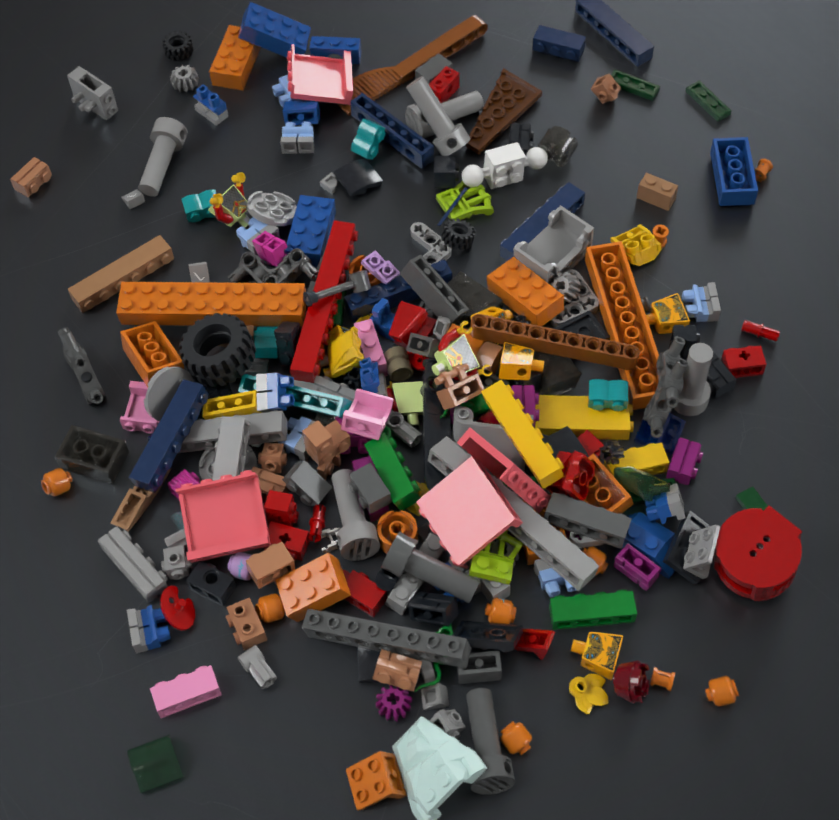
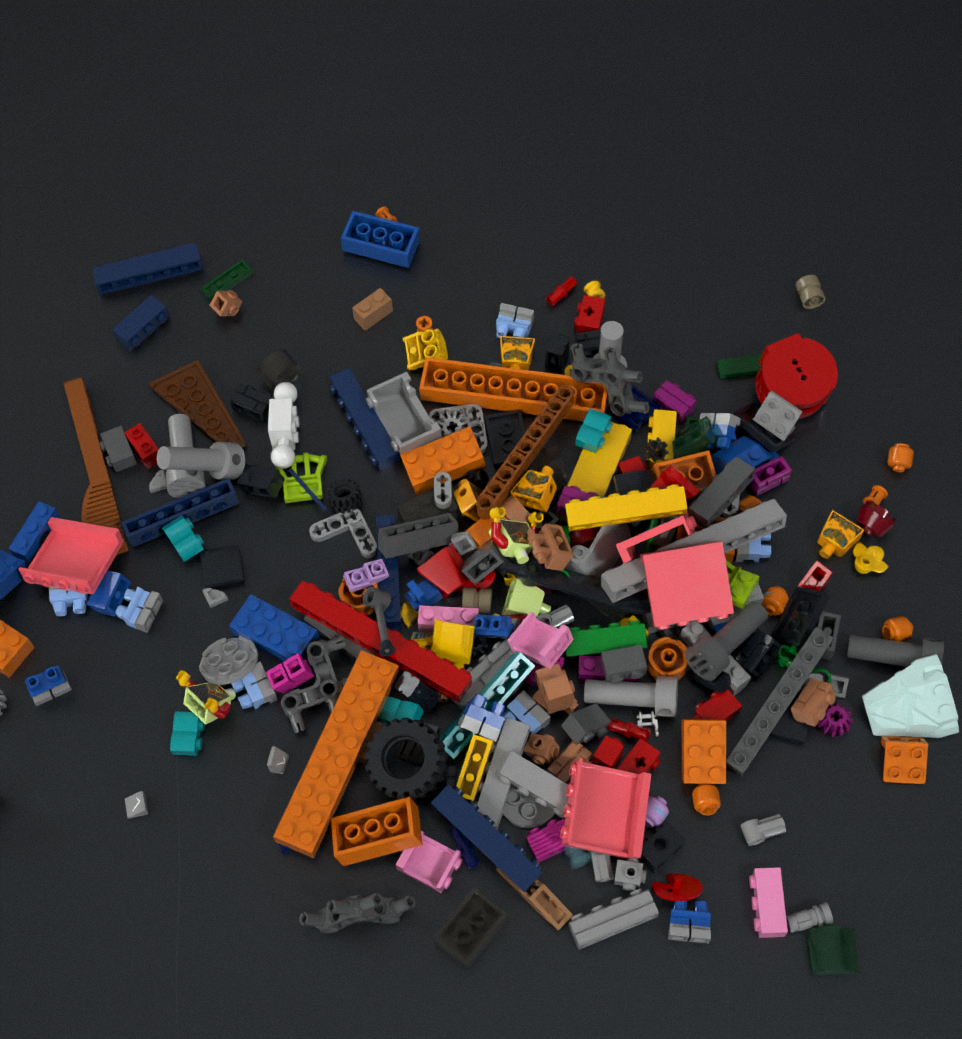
camera: 70 degrees left, 5 degrees up
(31, 177) = (51, 912): nougat brick -> none
(56, 482) = (488, 975): orange head -> none
(128, 268) = (241, 843): medium nougat brick -> none
(162, 389) = (434, 825): light grey tile -> none
(167, 137) = (76, 740): light grey piece -> none
(179, 729) = (809, 918): none -> light grey axle
(246, 623) = (715, 826): nougat brick -> none
(270, 564) = (670, 781): nougat brick -> none
(449, 721) = (870, 677): light grey brick -> none
(488, 296) = (438, 490): none -> light grey beam
(592, 610) = (794, 534): green brick -> none
(708, 101) = (279, 227): dark green tile -> none
(774, 356) = (593, 289): none -> yellow wheel

